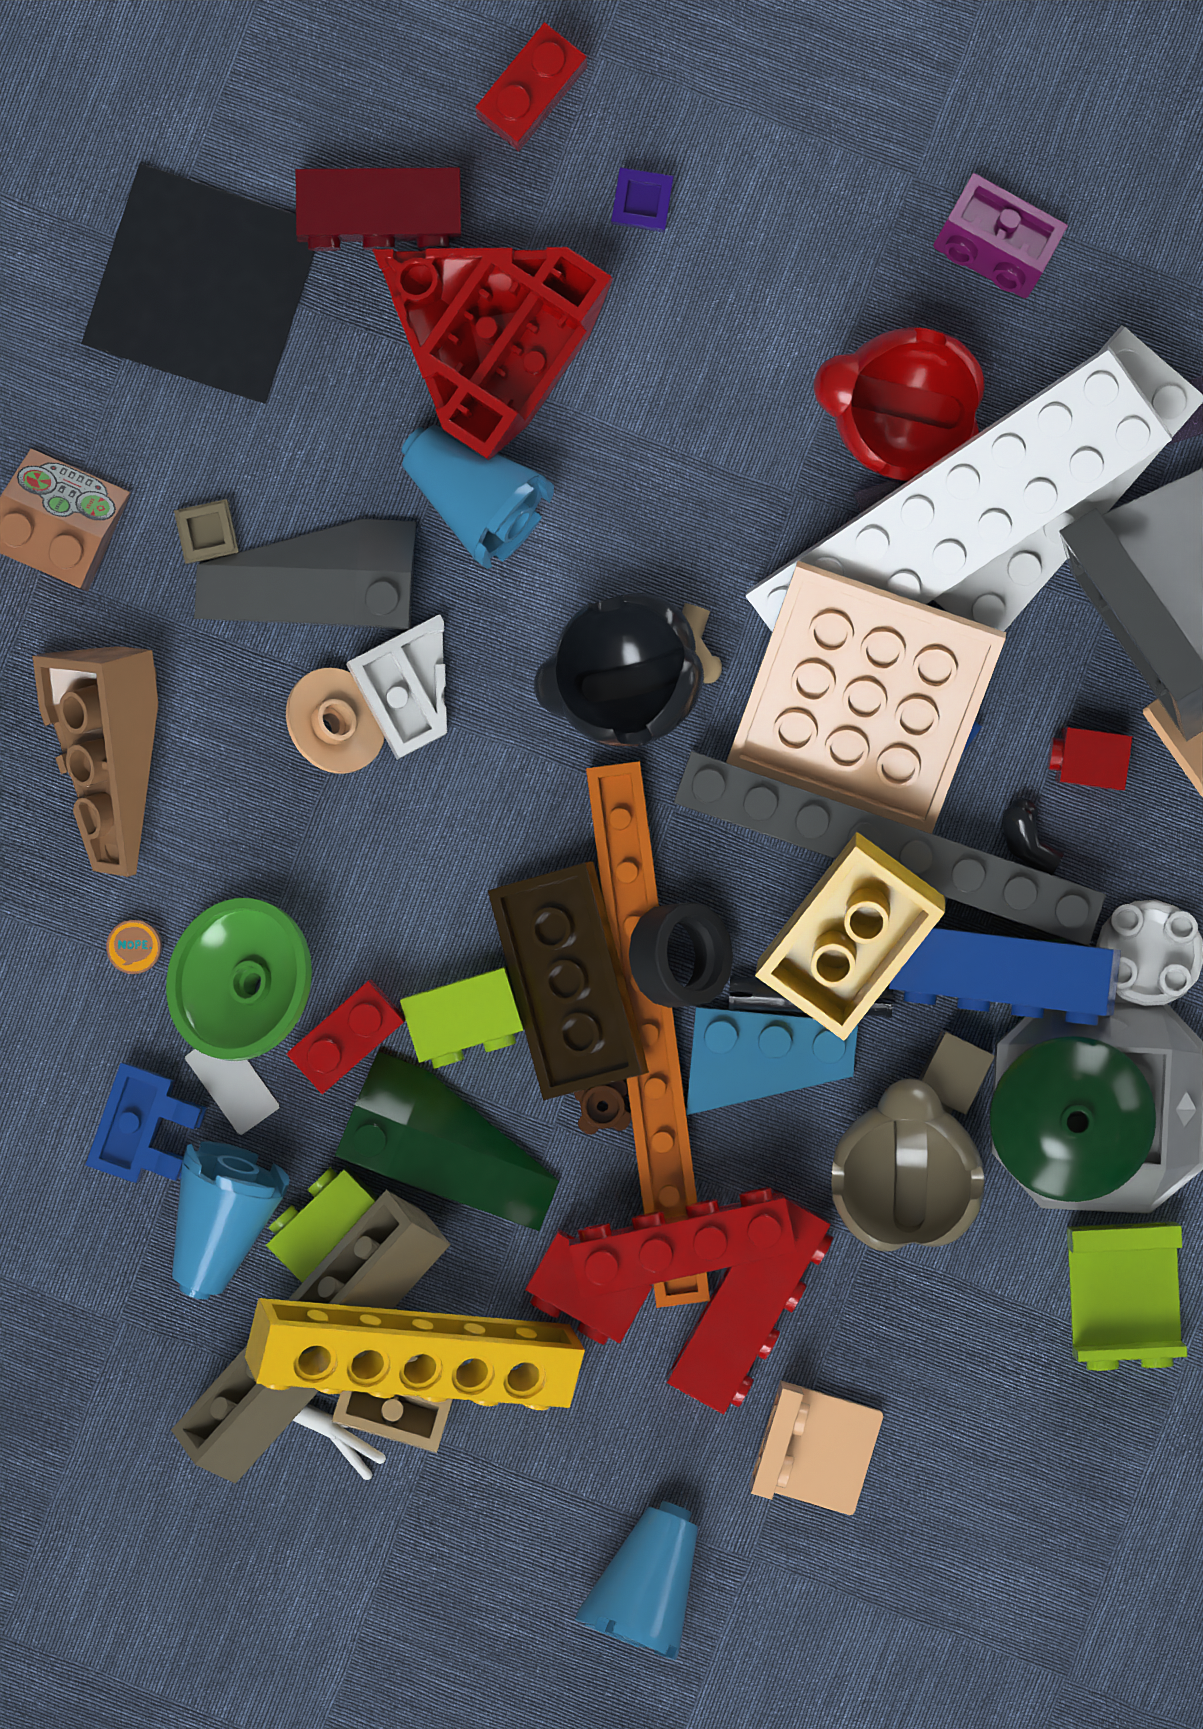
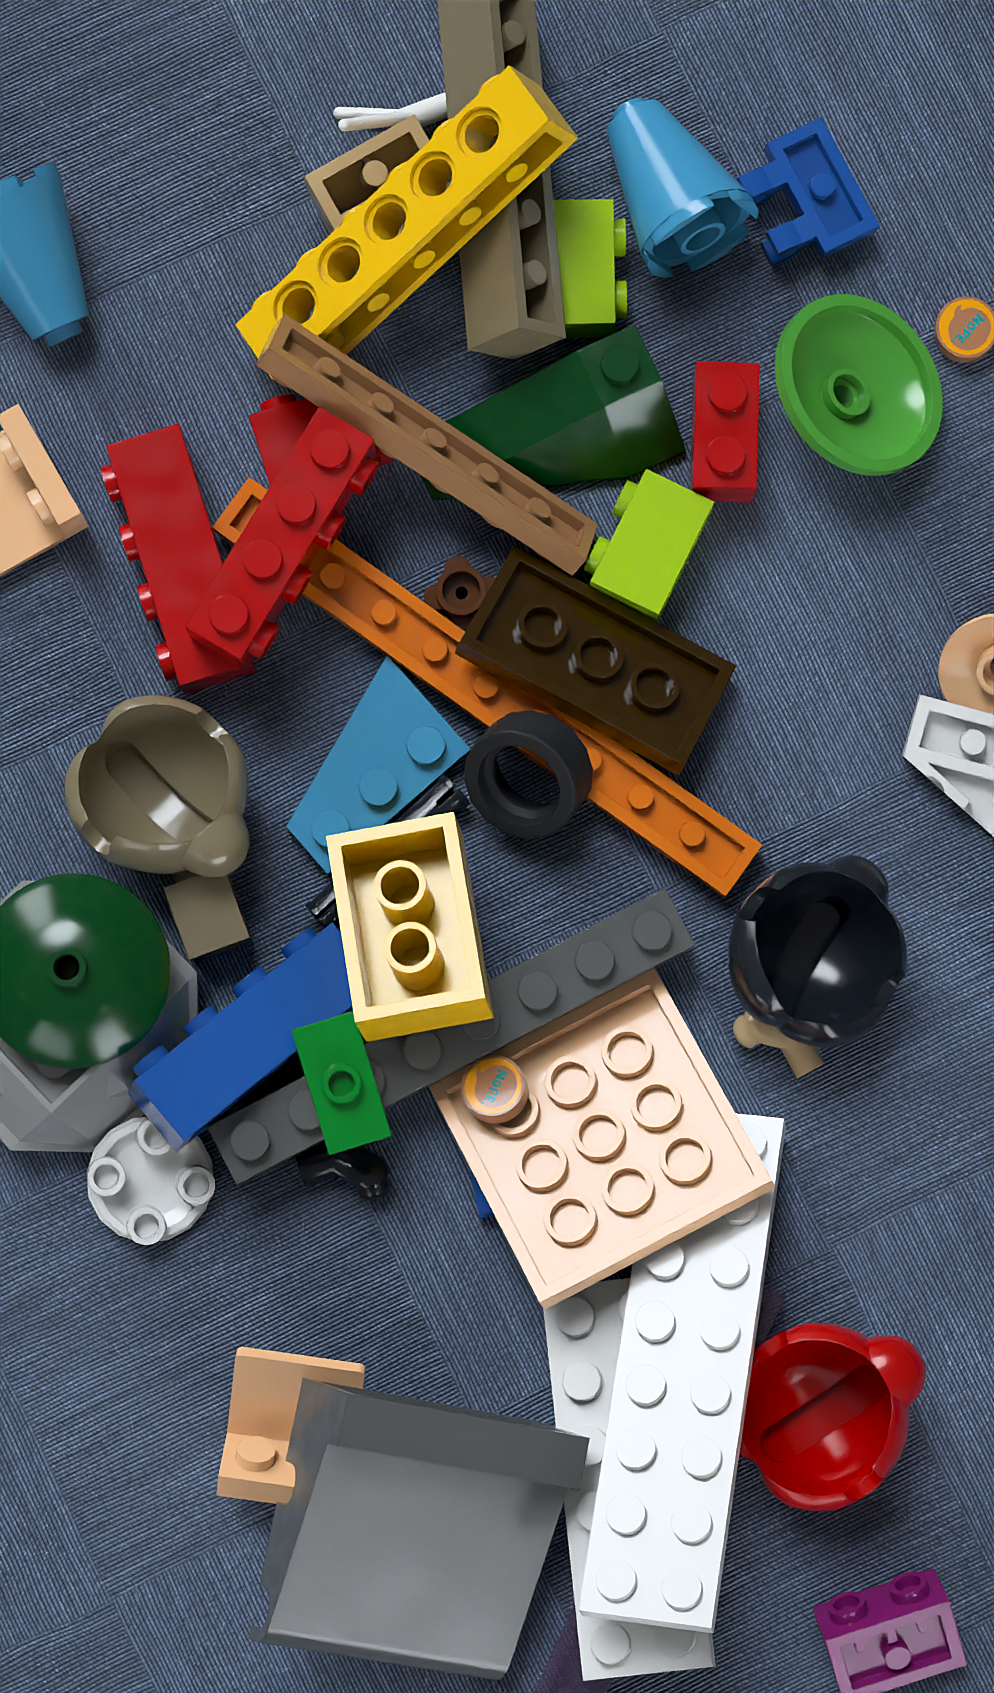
camera: 135 degrees right, 5 degrees down
(235, 1089) = (762, 302): white sticker -> none
(534, 1212) = (427, 445): none -> medium nougat plate
(896, 791) = (494, 1089): none -> nougat tile
(985, 887) = (341, 1083): none -> green plate
(1090, 758) = (364, 1284): red brick -> none

